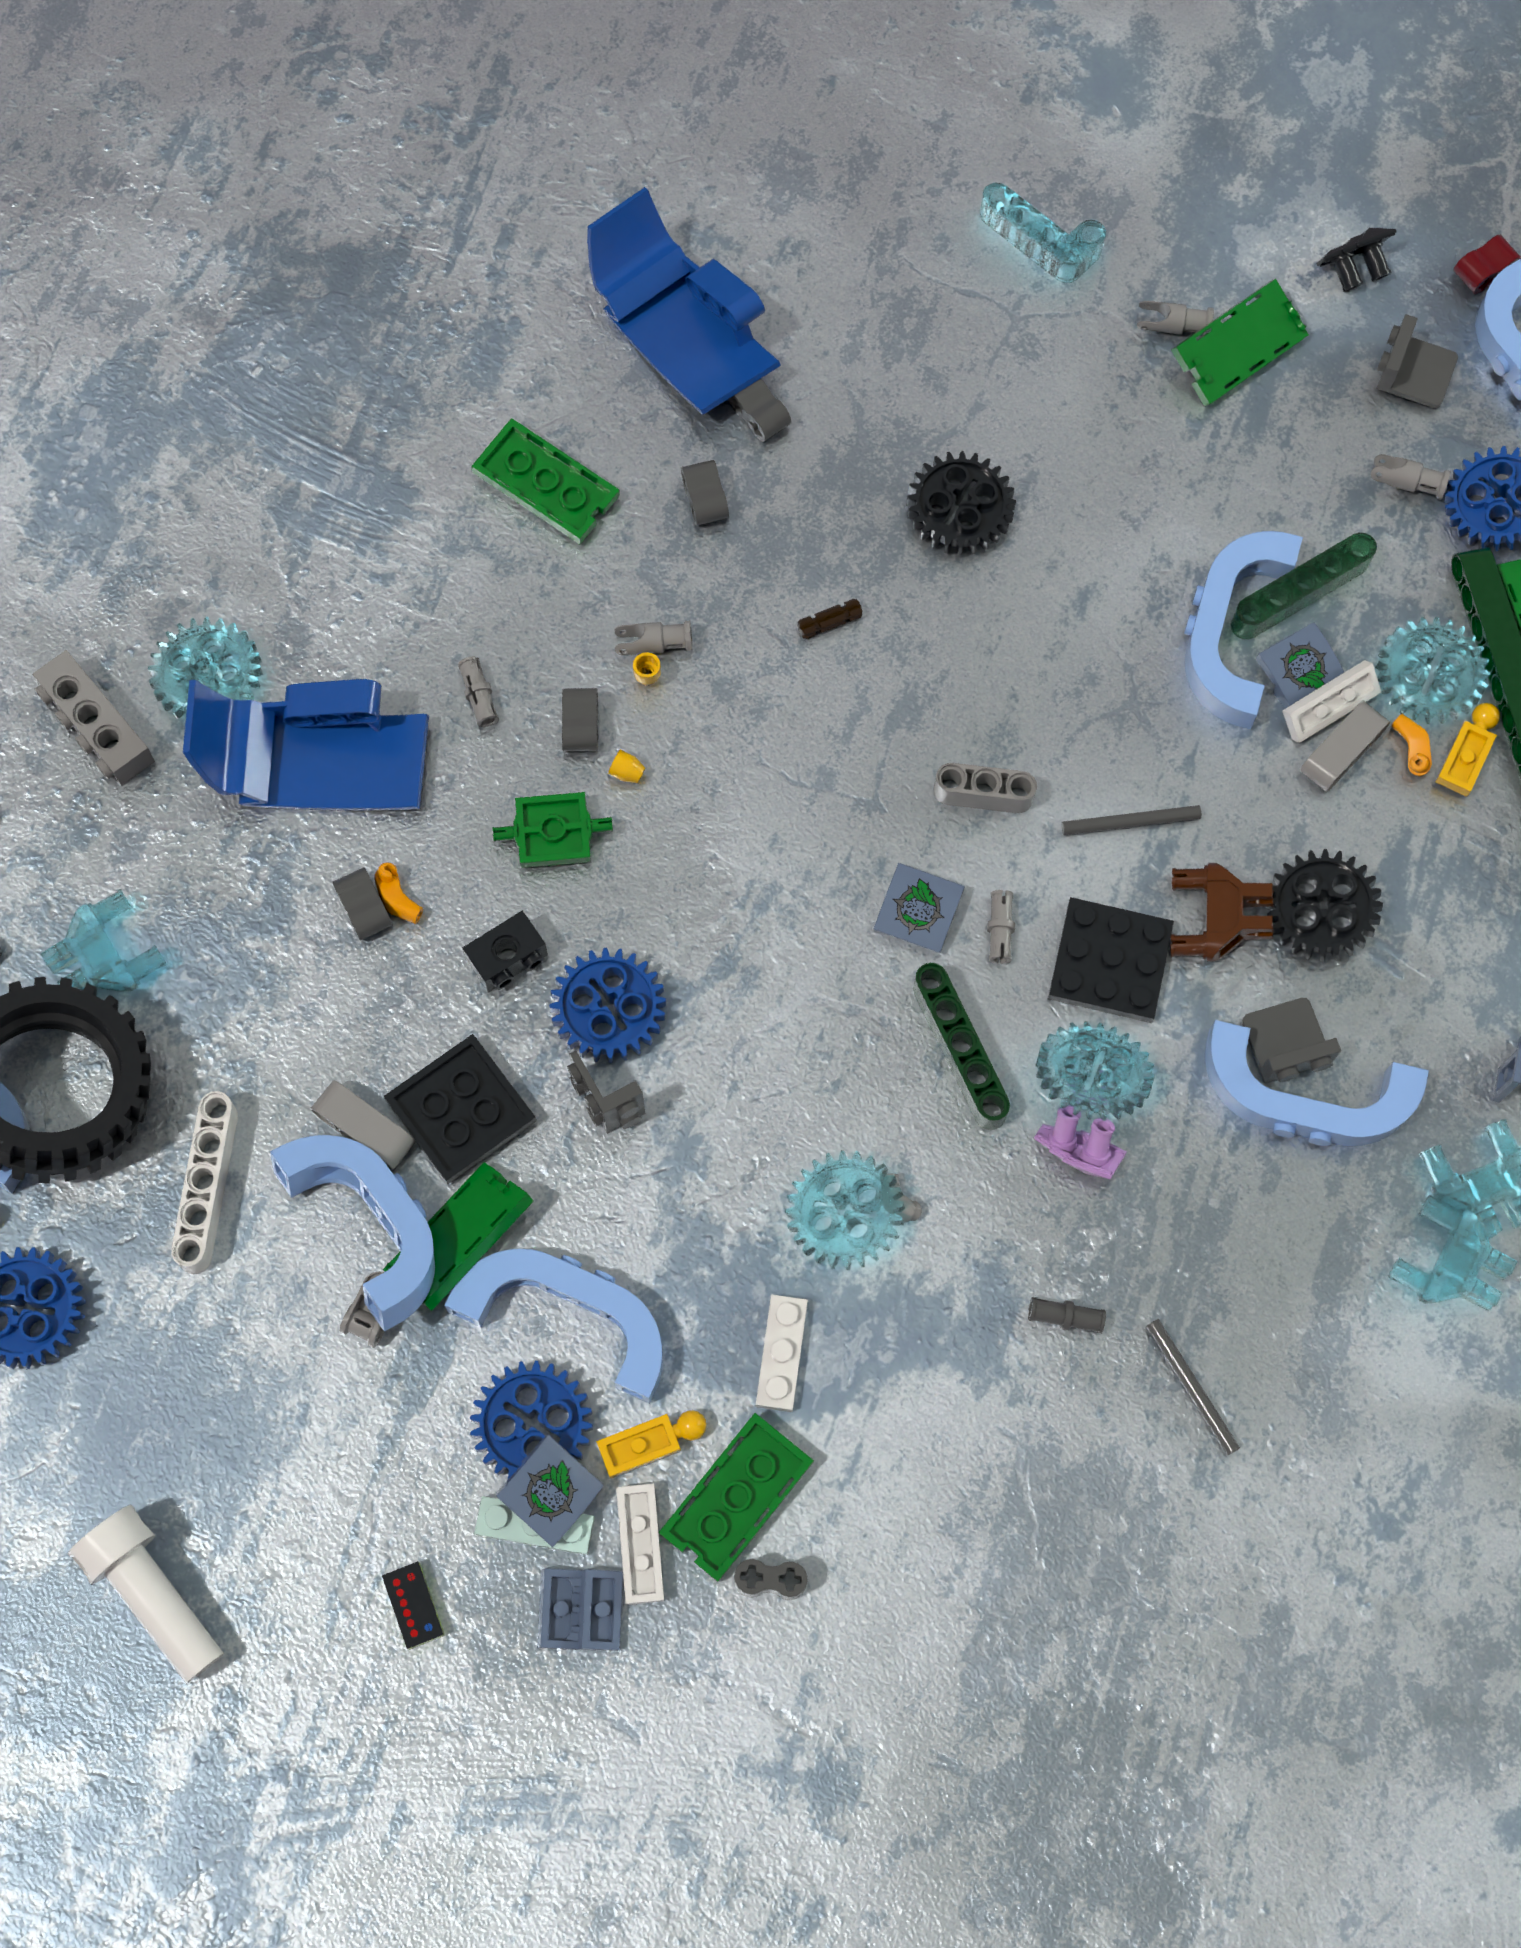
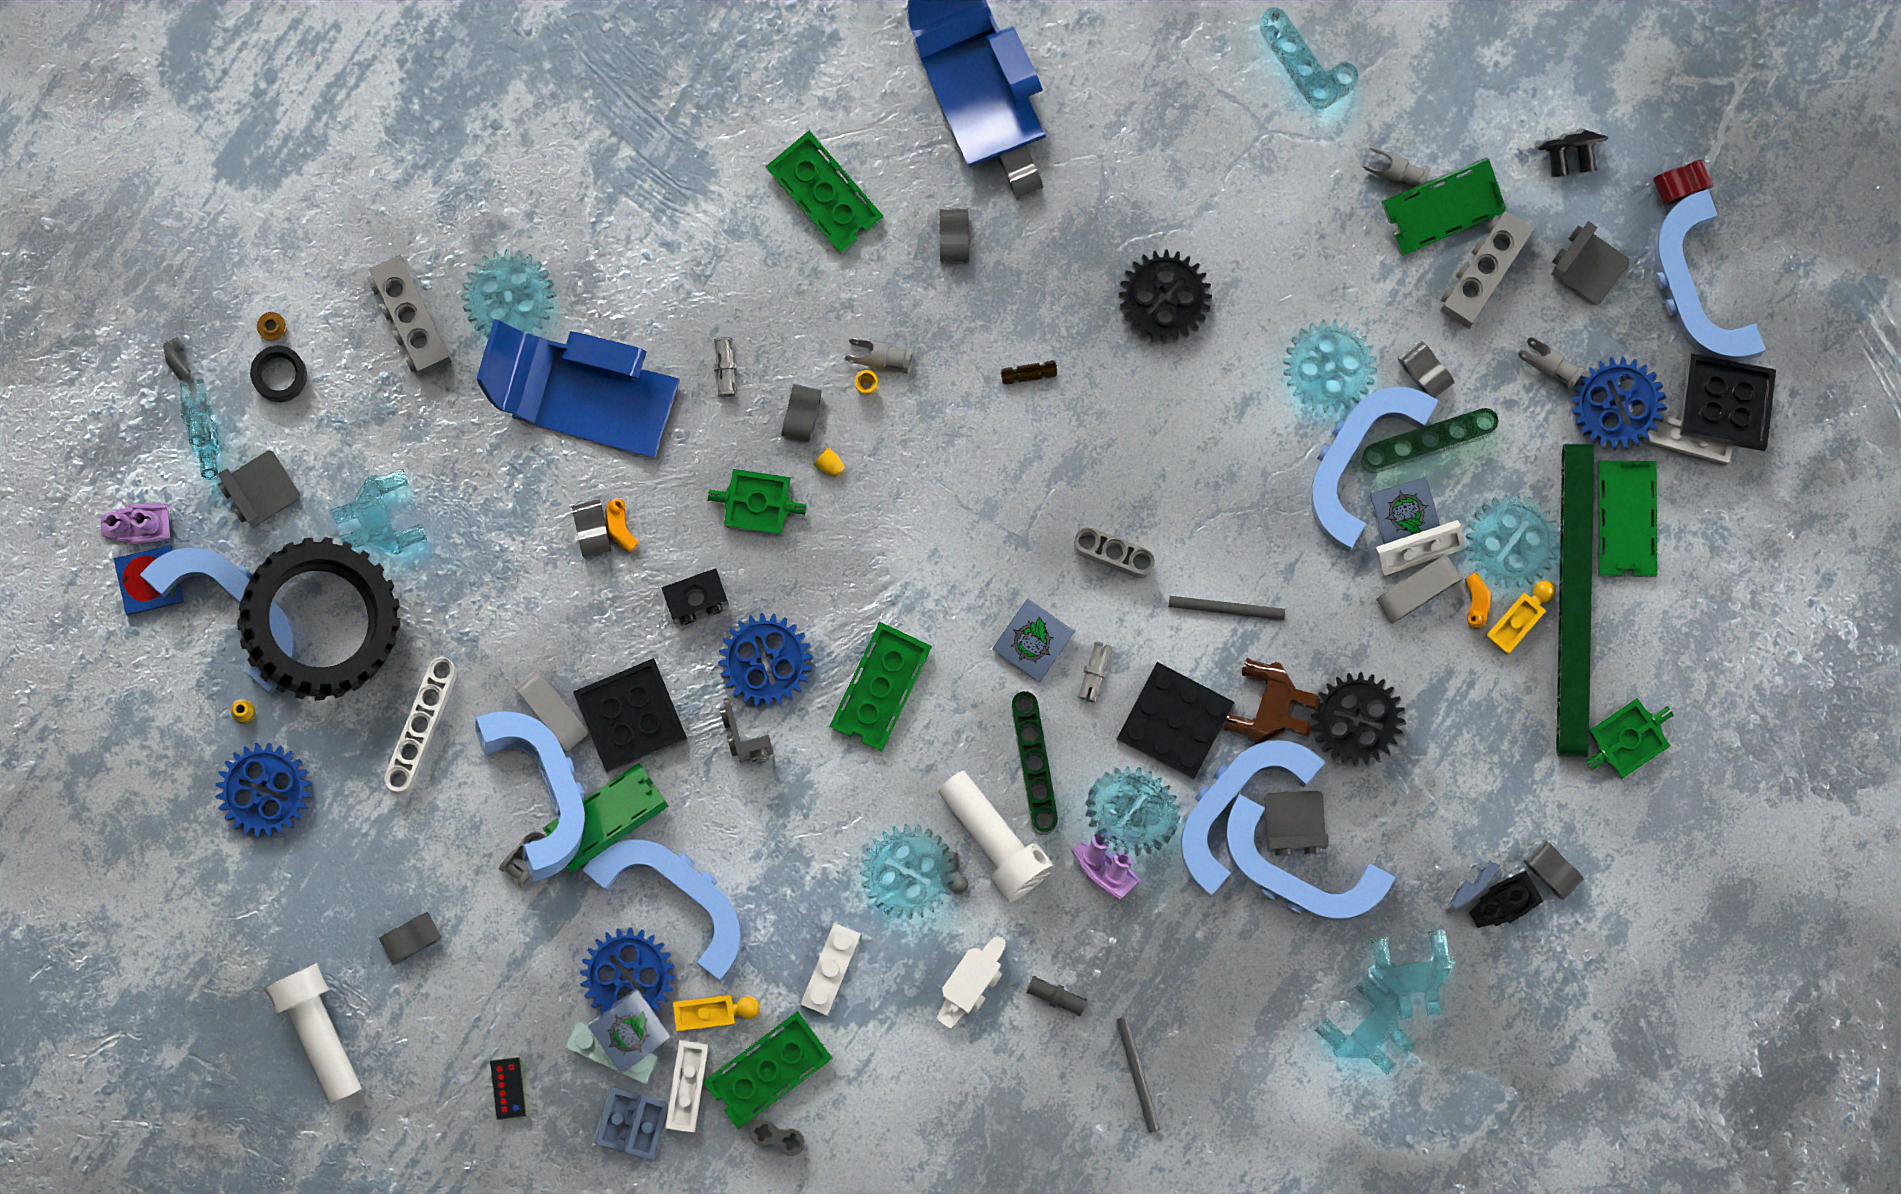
camera: 15 degrees right, 10 degrees up
(246, 1445) = (410, 938): none -> dark grey axle
(753, 1002) = (881, 686): none -> green piece
(956, 1323) = (969, 981): none -> white hinge
(978, 1168) = (1017, 866): none -> white piece
(1158, 557) = (1345, 345): none -> clear light blue gear
(1183, 1105) = (1279, 755): none -> light blue arch
(1274, 512) = (1426, 370): none -> dark grey axle
(1325, 354) = (1467, 309): none -> light grey brick

